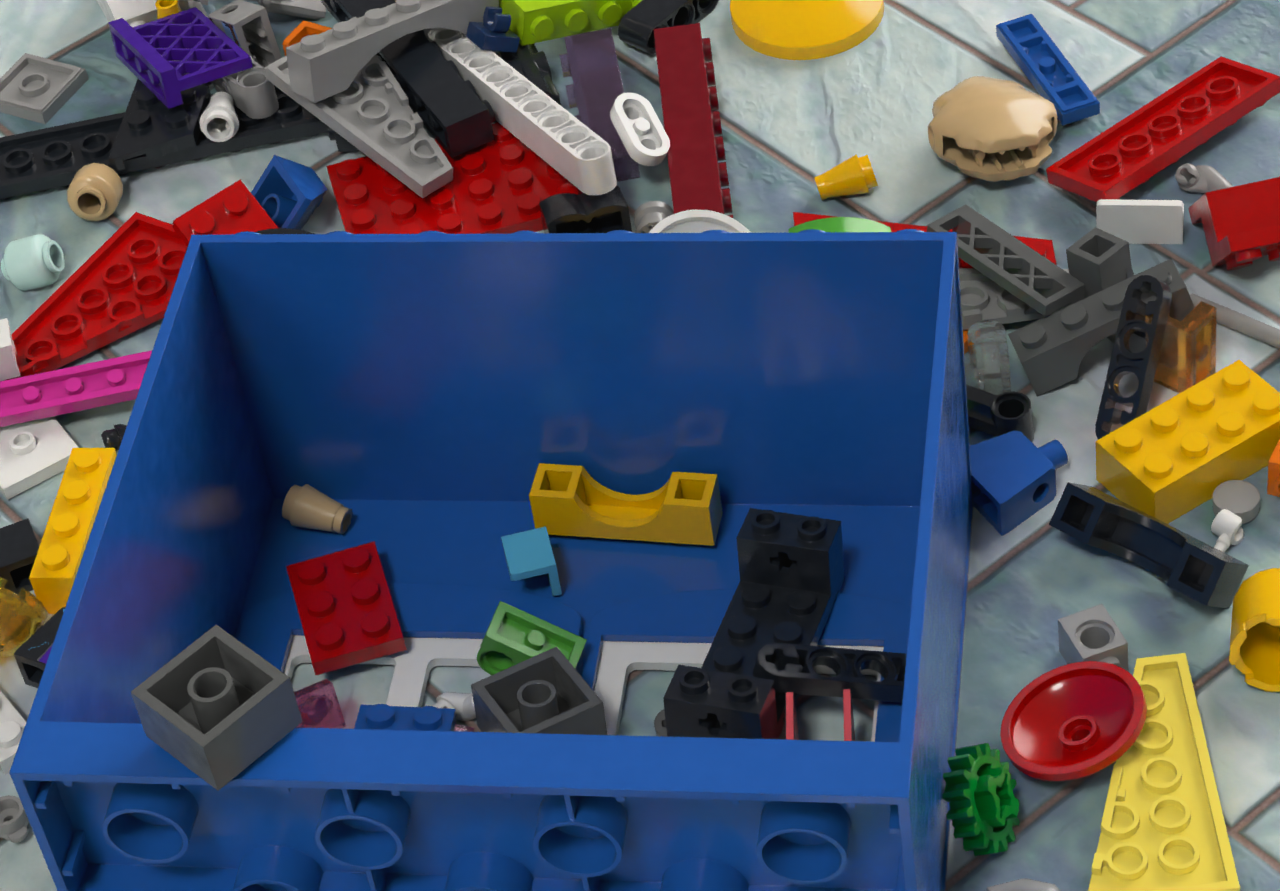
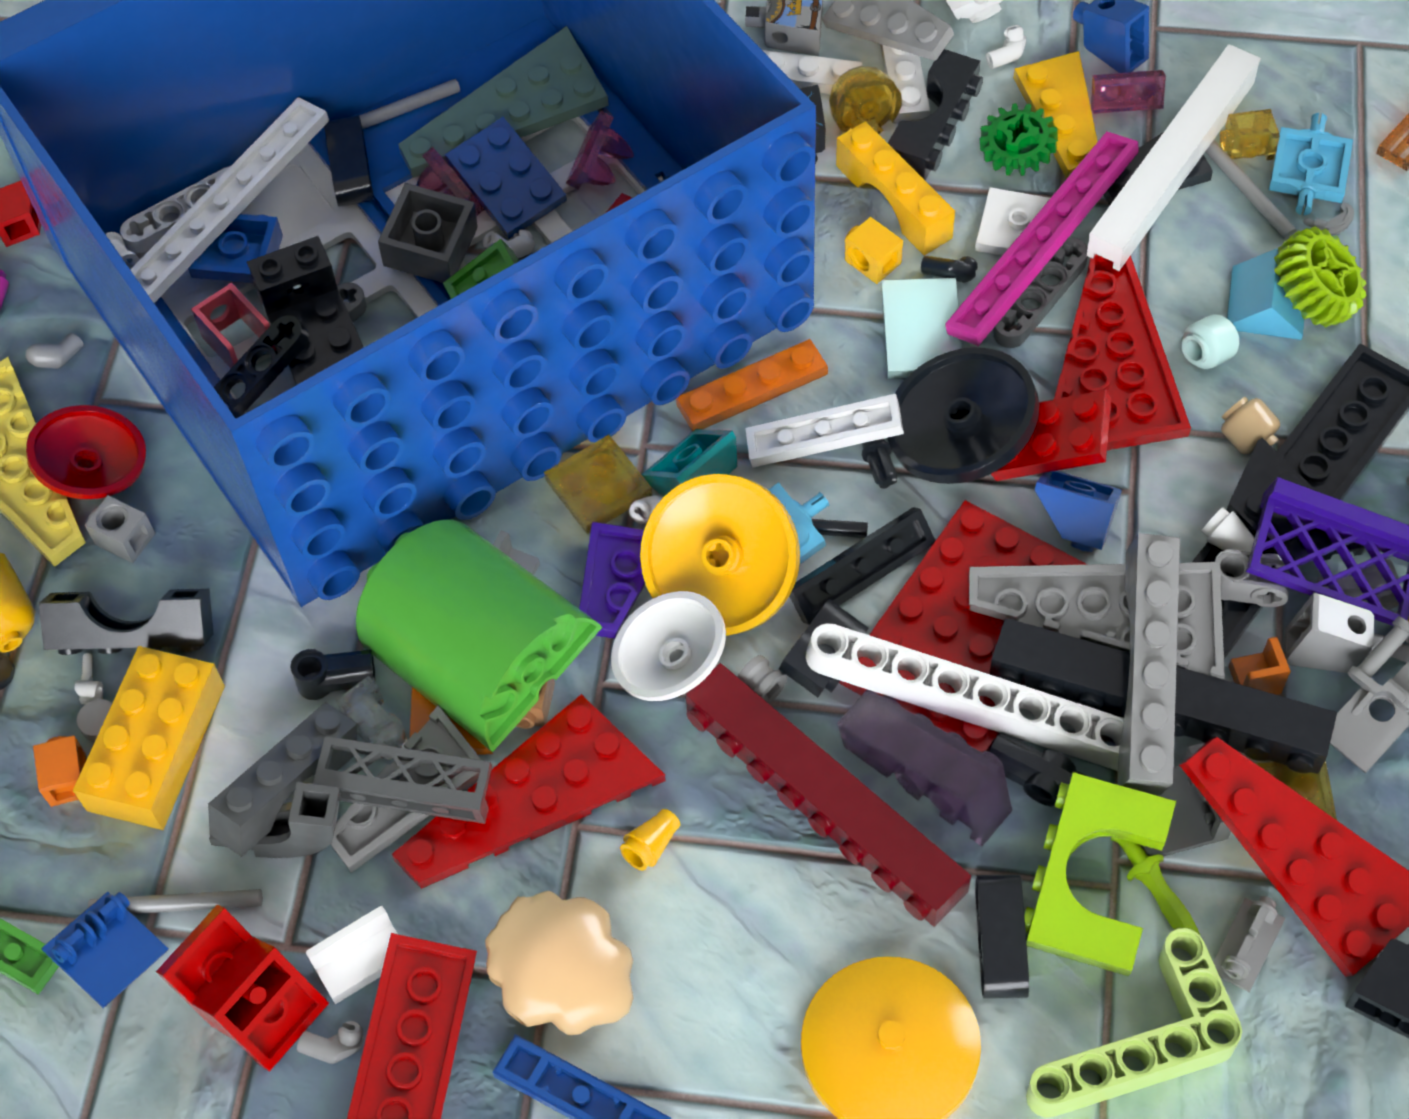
camera: 135 degrees right, 15 degrees up
(493, 32) = (1093, 755): dark blue tile -> none
(641, 133) = (846, 730): white plate -> none
(981, 799) = (106, 362): green gear -> none
(1013, 478) = (278, 624): blue torso -> none
(1125, 361) = (226, 743): black beam -> none
(1187, 349) = (195, 793): clear orange panel -> none

